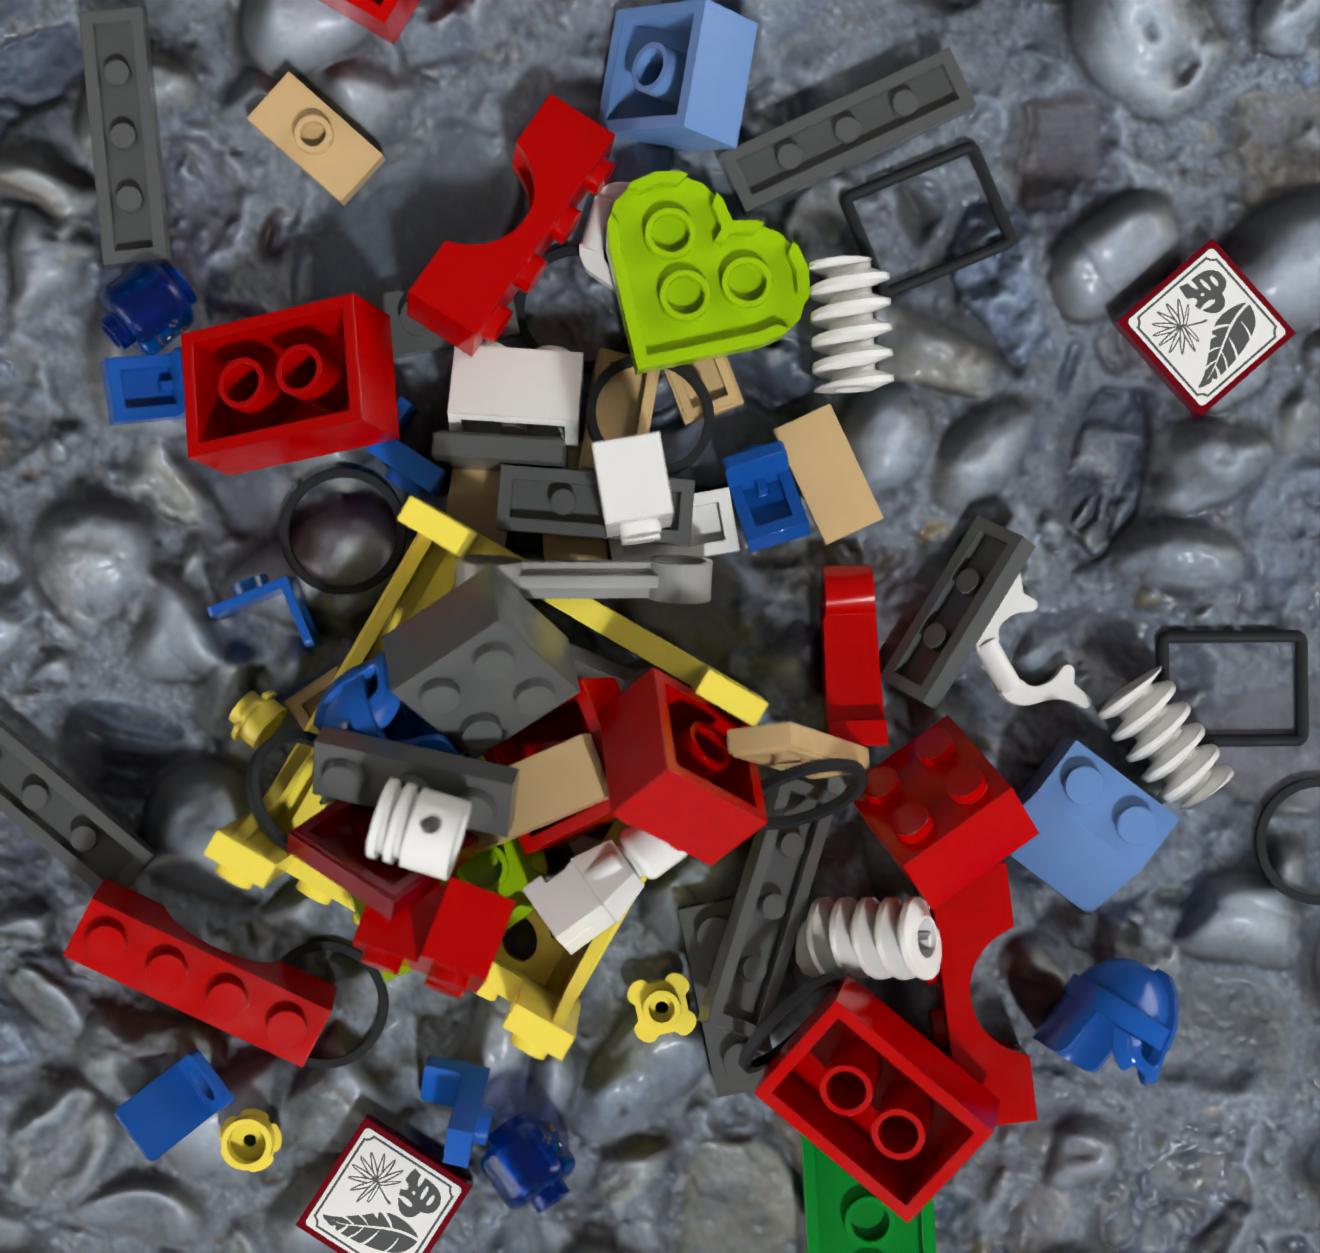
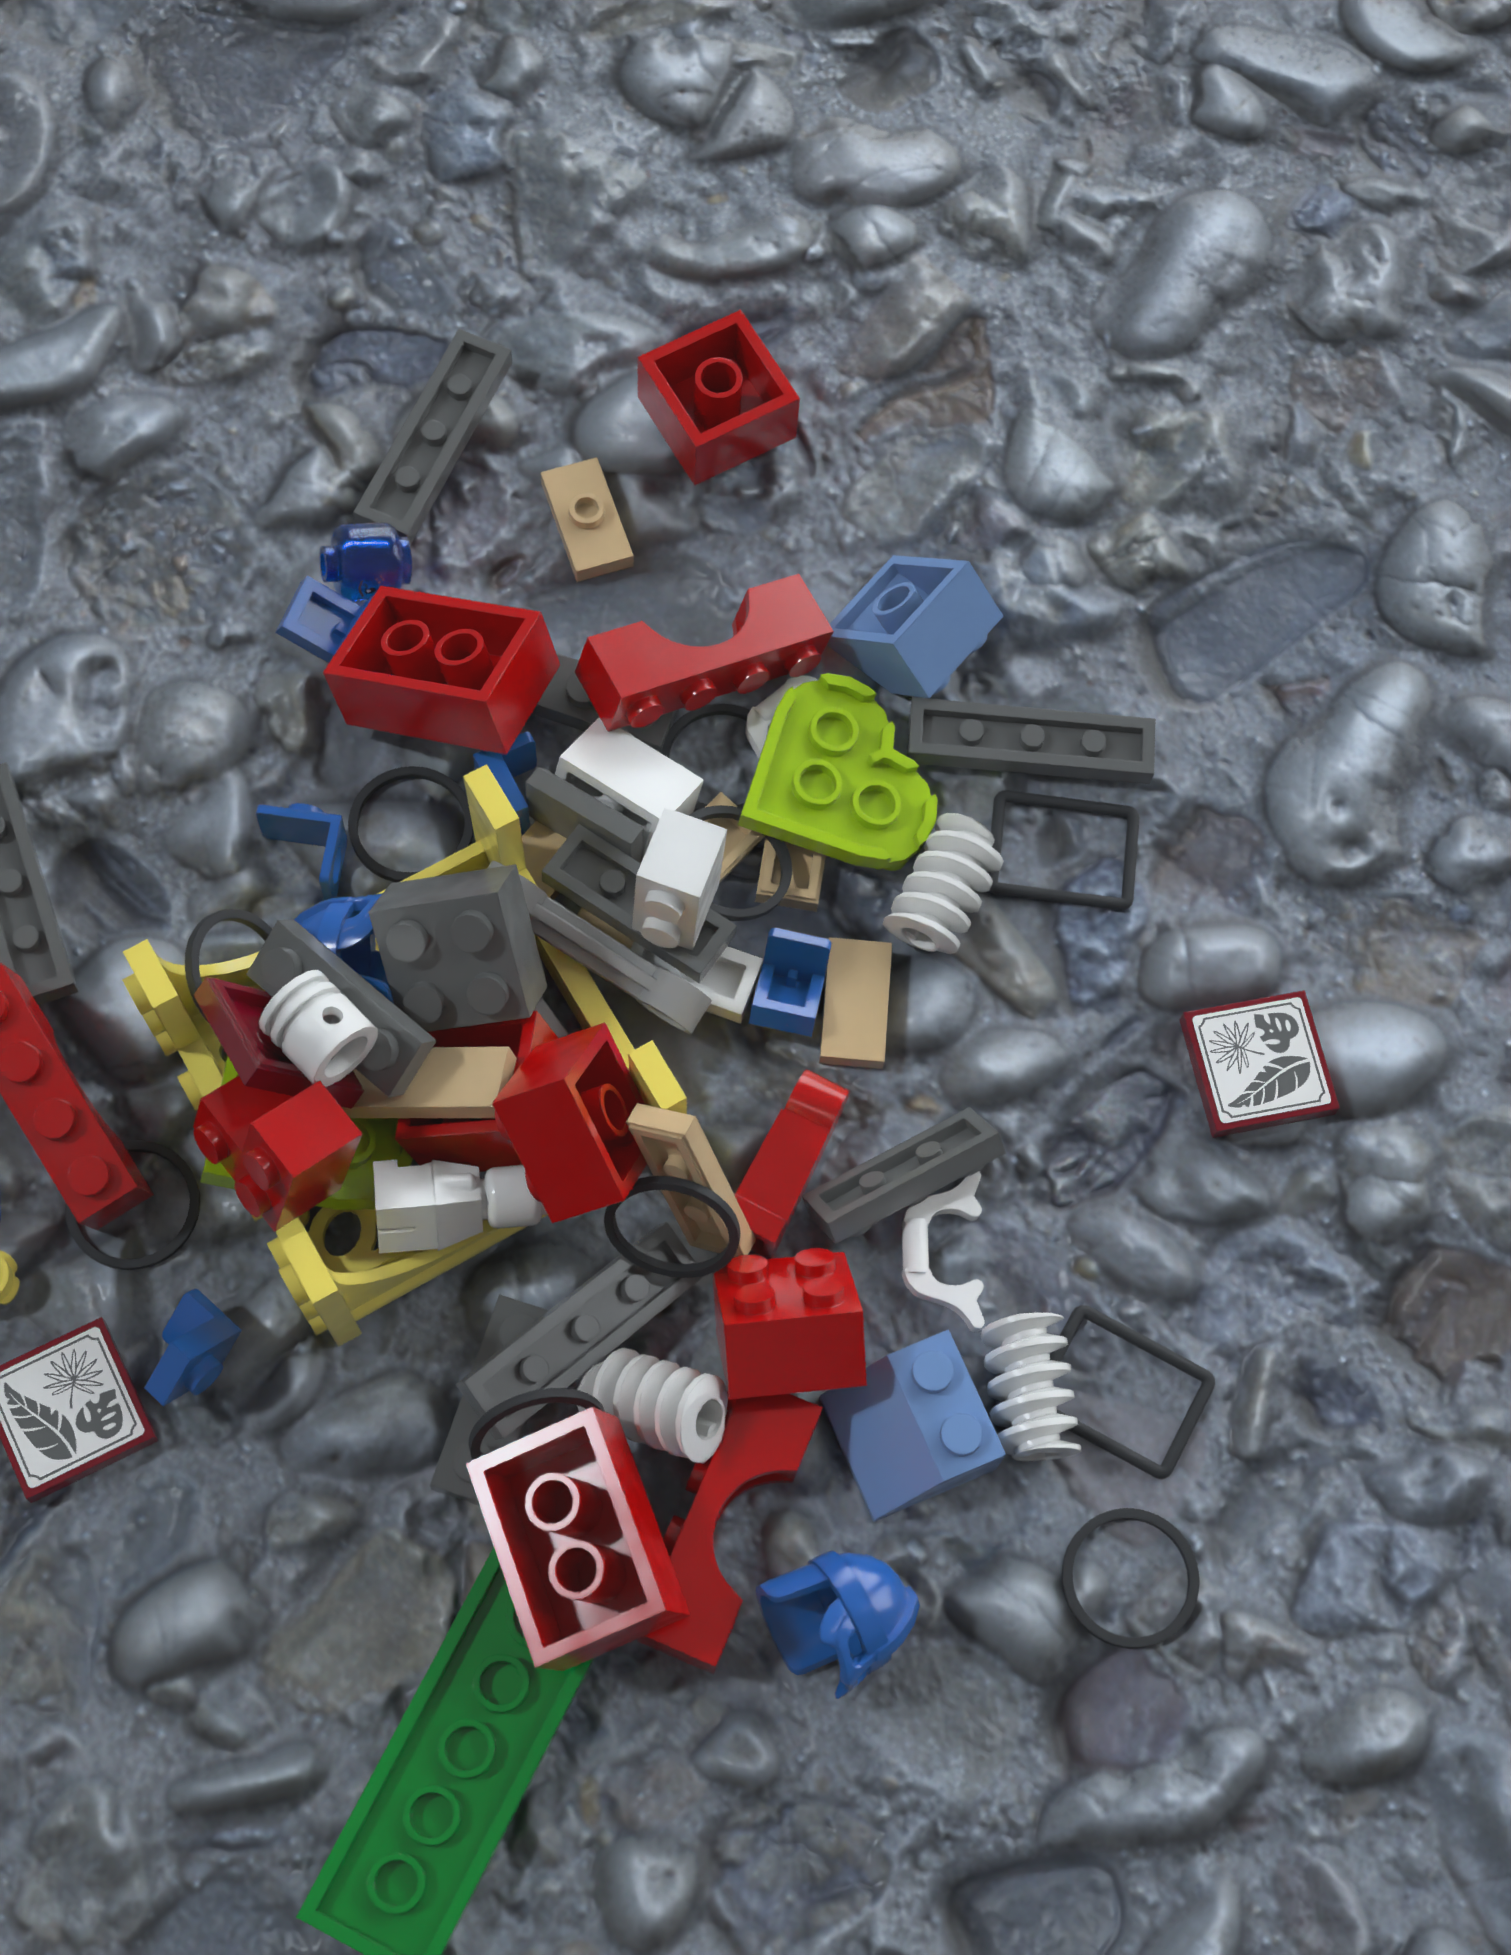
camera: 25 degrees right, 20 degrees down
(256, 718) = (234, 937): light yellow plate -> none
(528, 1163) = (219, 1440): clear blue head -> none
(669, 990) = (441, 1390): light yellow plate -> none

